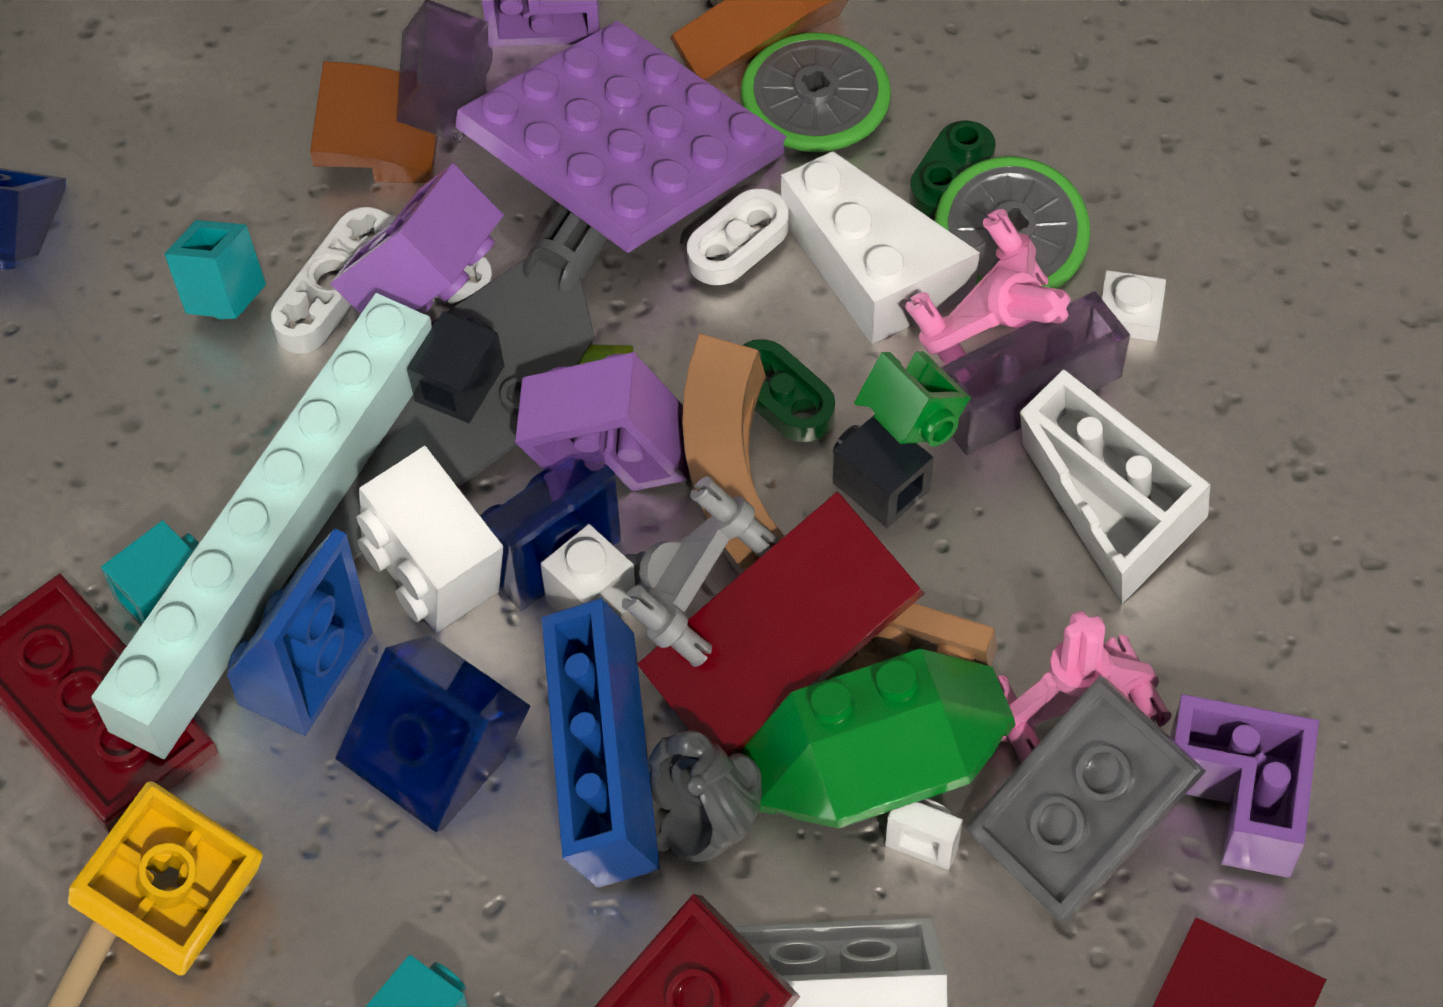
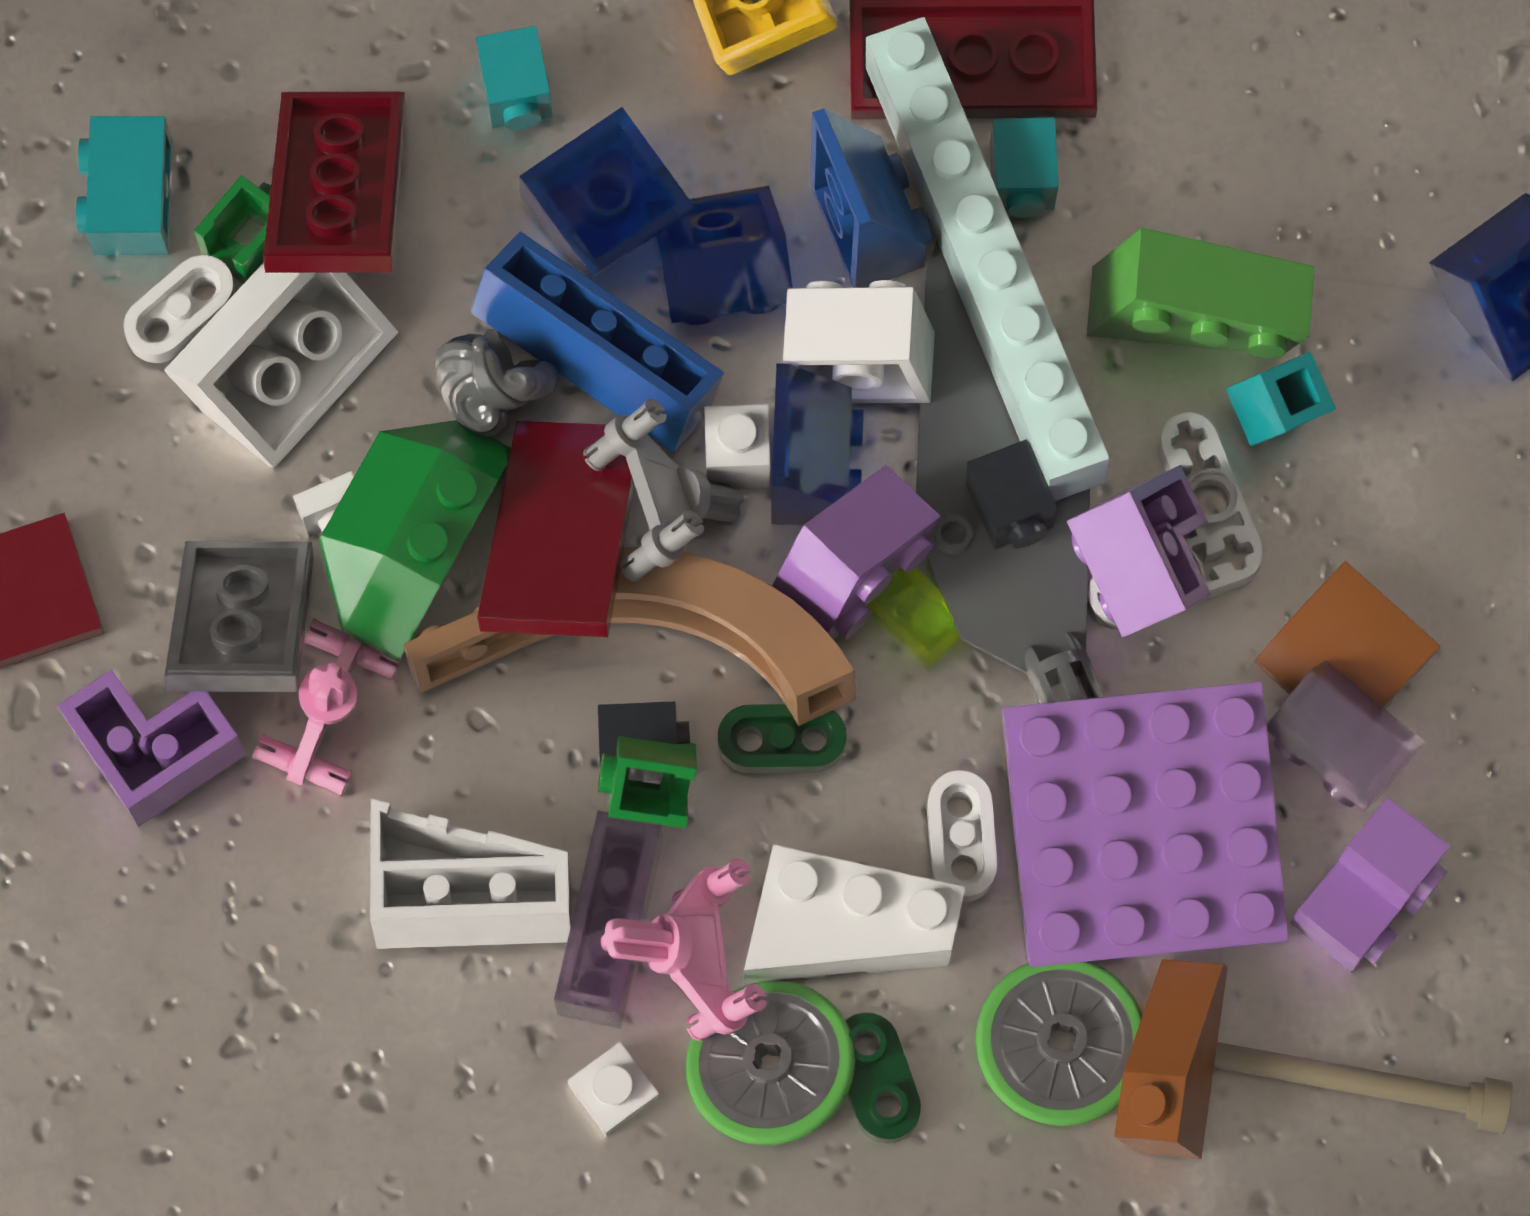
camera: 130 degrees right, 15 degrees up
(179, 380) = (1200, 296): none -> bright green wedge
(465, 839) = (603, 194): none -> clear blue slope

